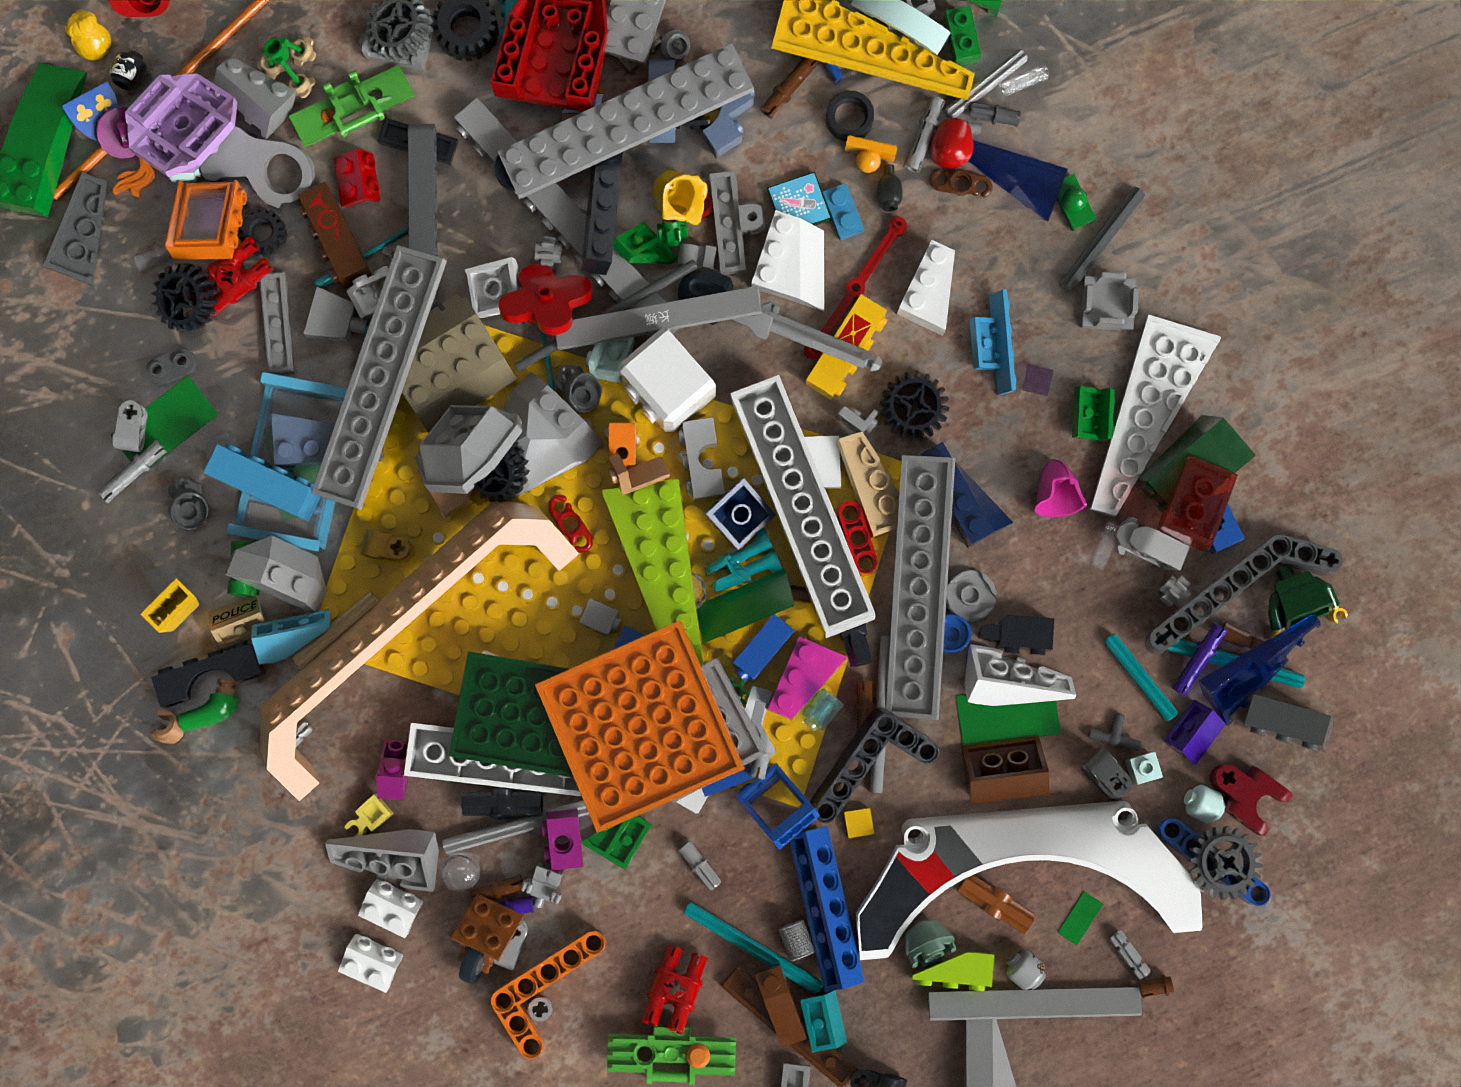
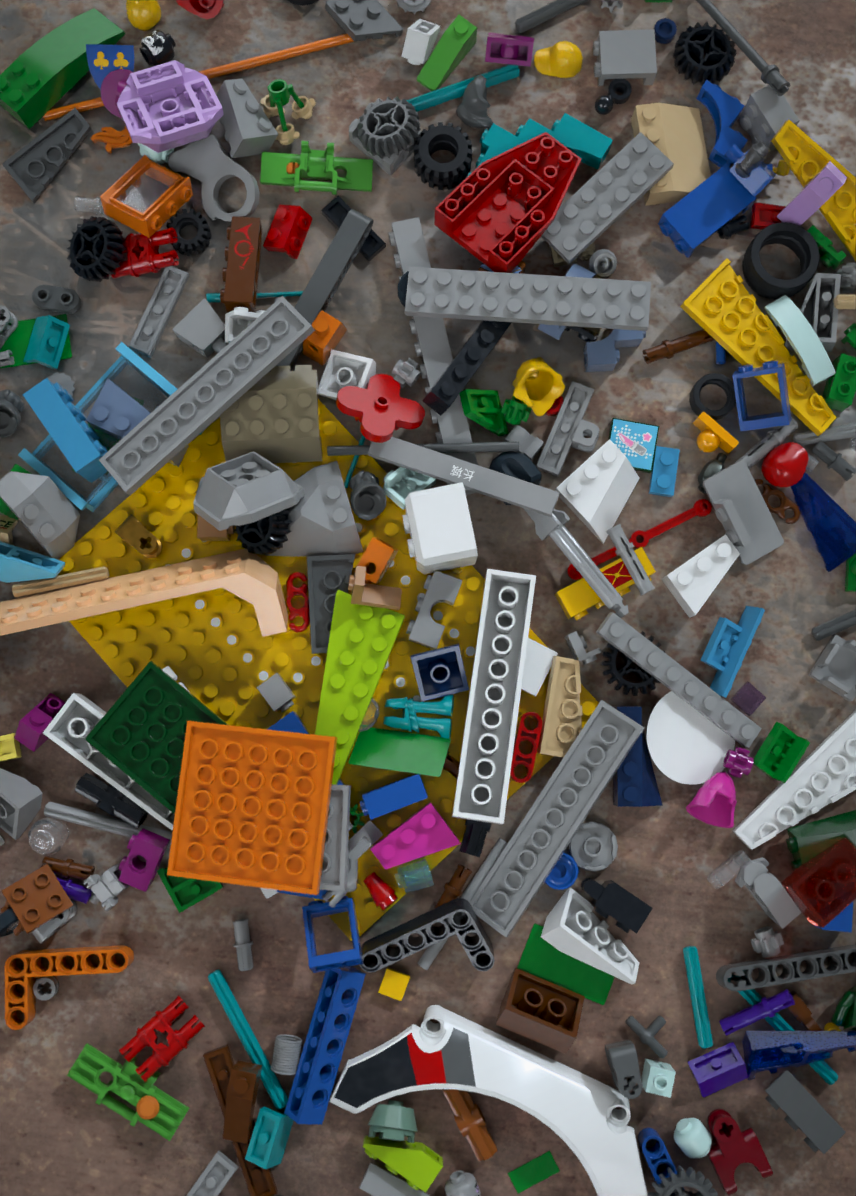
camera: 30 degrees right, 0 degrees up
(186, 412) = (47, 341): none -> teal panel
(455, 253) = (325, 337): none -> orange torso
(584, 488) = (325, 577): none -> dark grey wing
(799, 744) = (381, 892): none -> red cone
(861, 314) = (630, 559): none -> light grey pin
(907, 114) = (765, 420): none -> blue window
(937, 210) = (743, 512): none -> light grey bracket
(963, 398) = (678, 680): none -> light grey plate
(1003, 443) = (685, 742): none -> white sticker
(1059, 443) = (738, 762): none -> magenta gear

